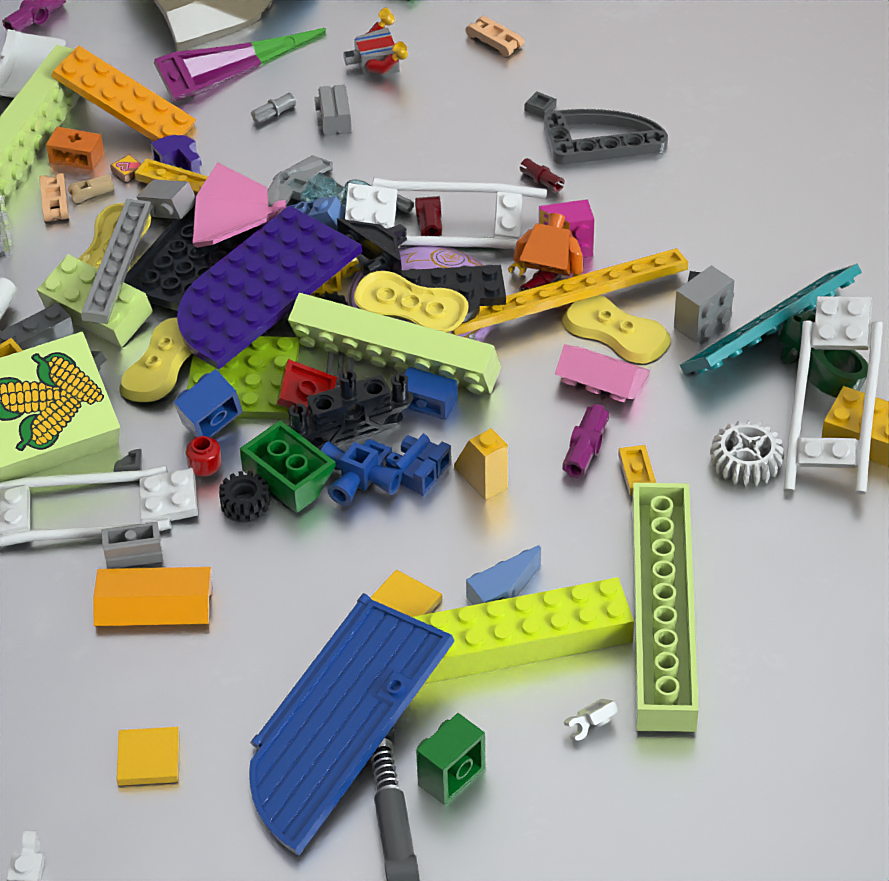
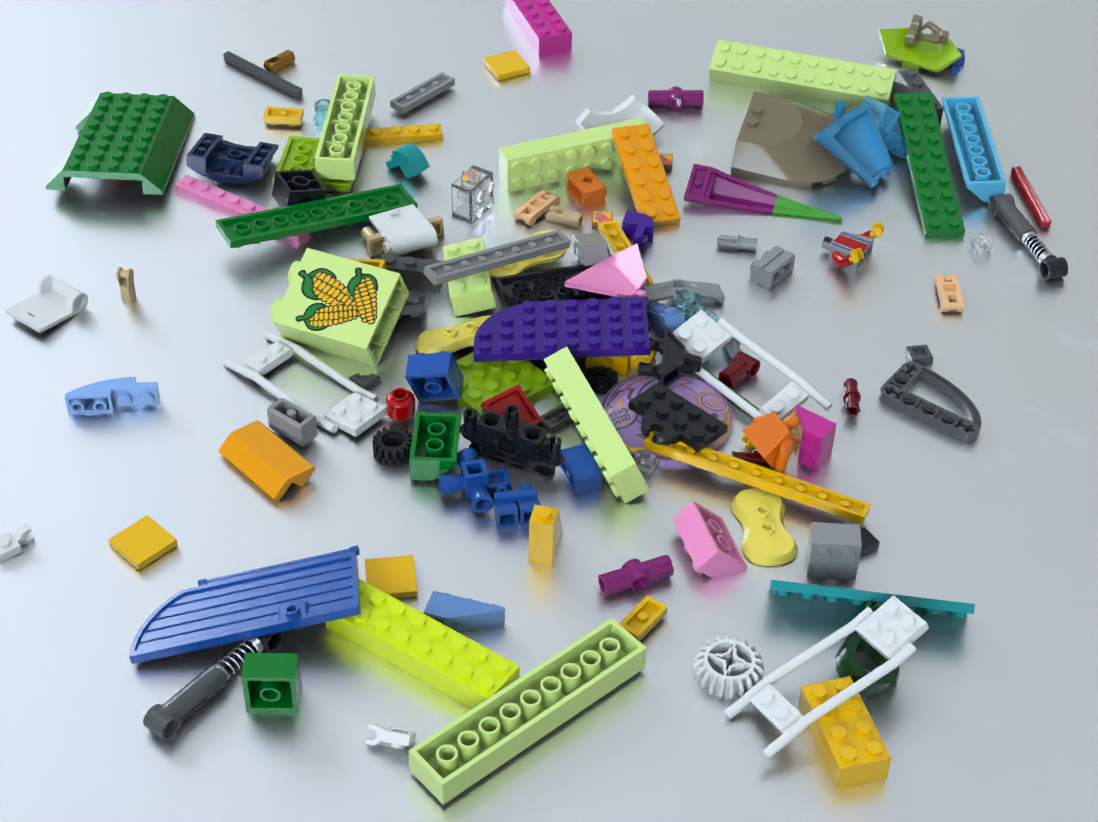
camera: 45 degrees right, 5 degrees down
(398, 298) = (631, 410): light yellow plate -> none

